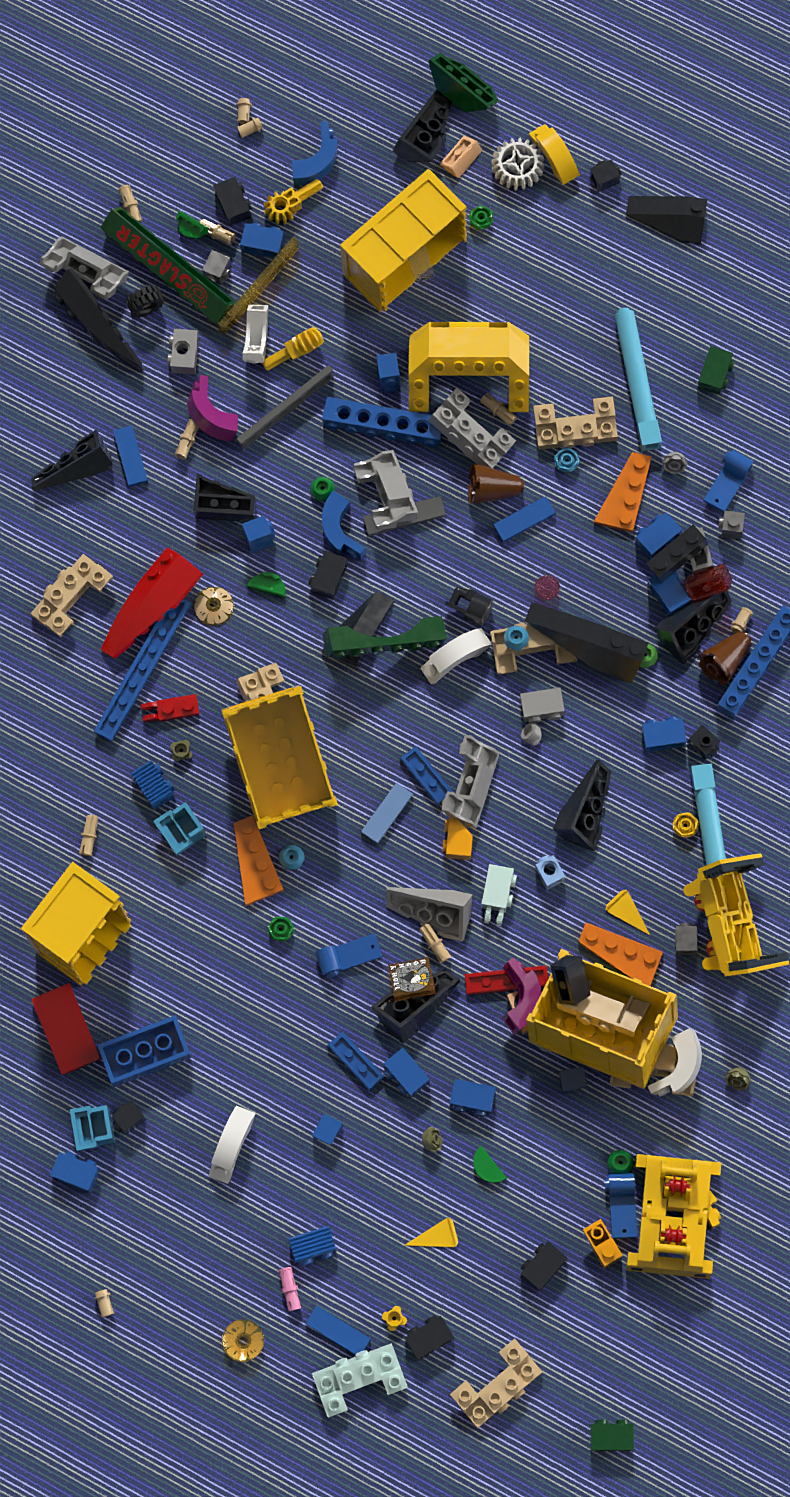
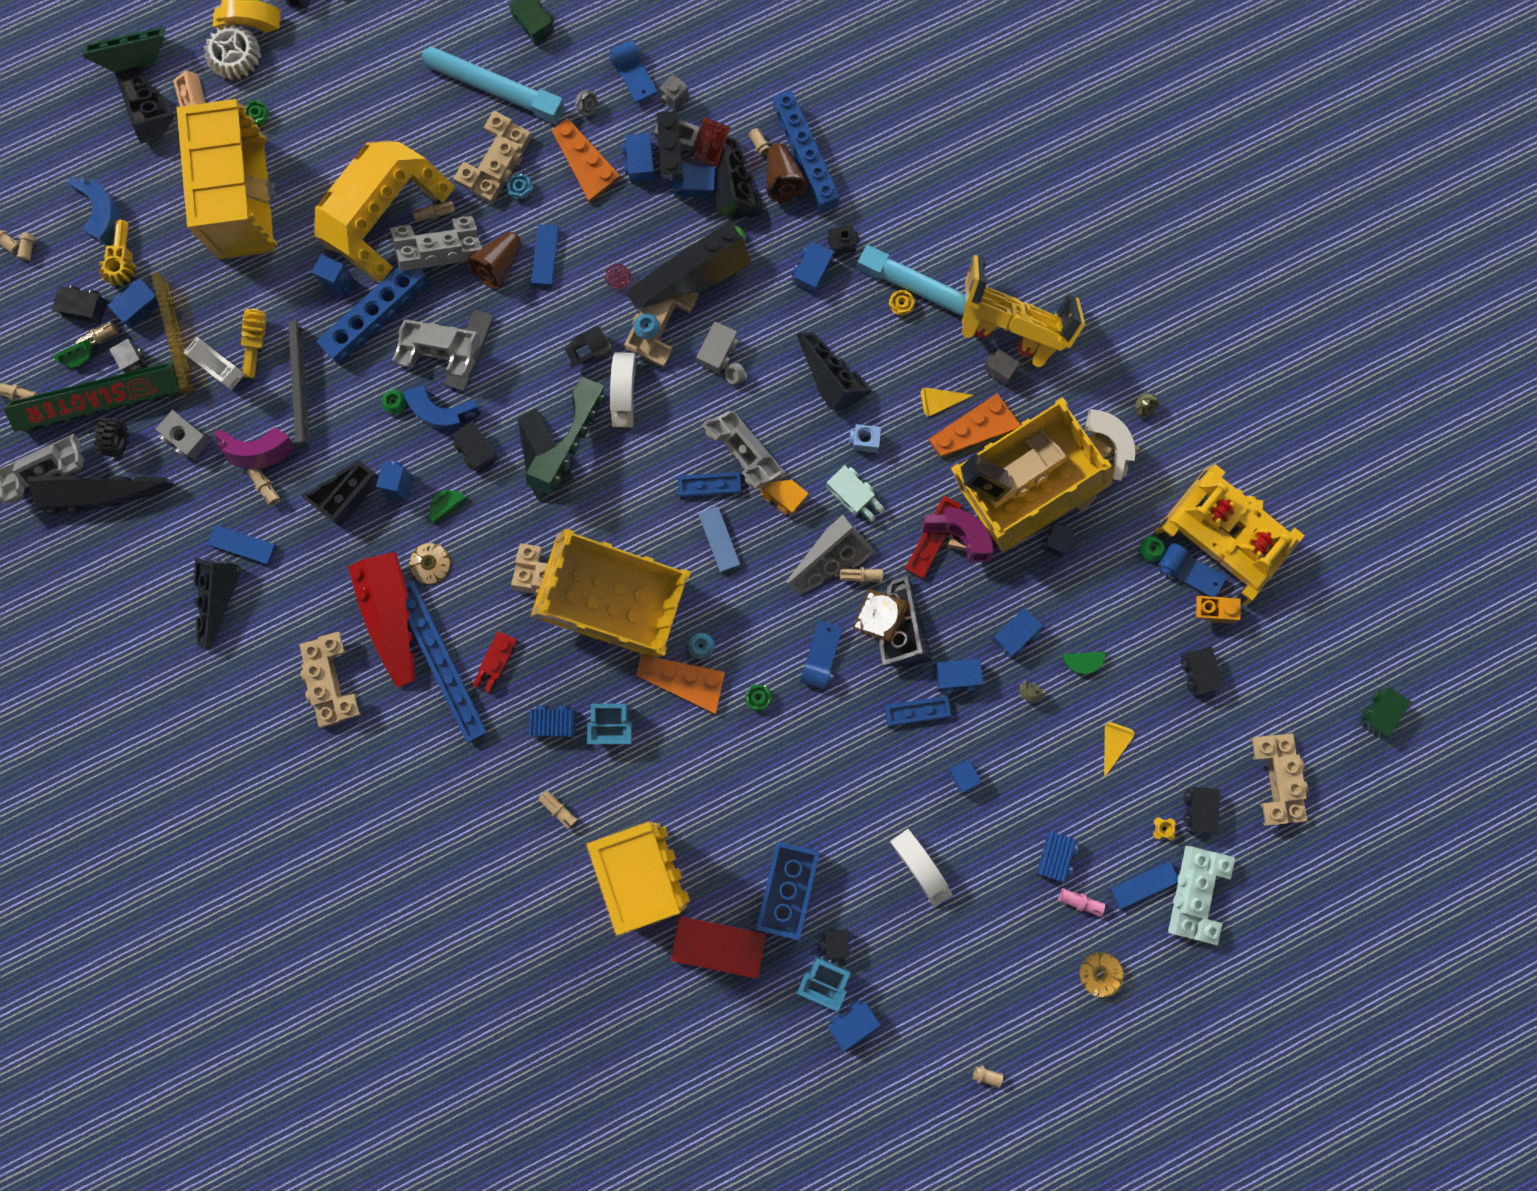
camera: 60 degrees left, 5 degrees up
(176, 746) = (535, 672): olive plate -> none

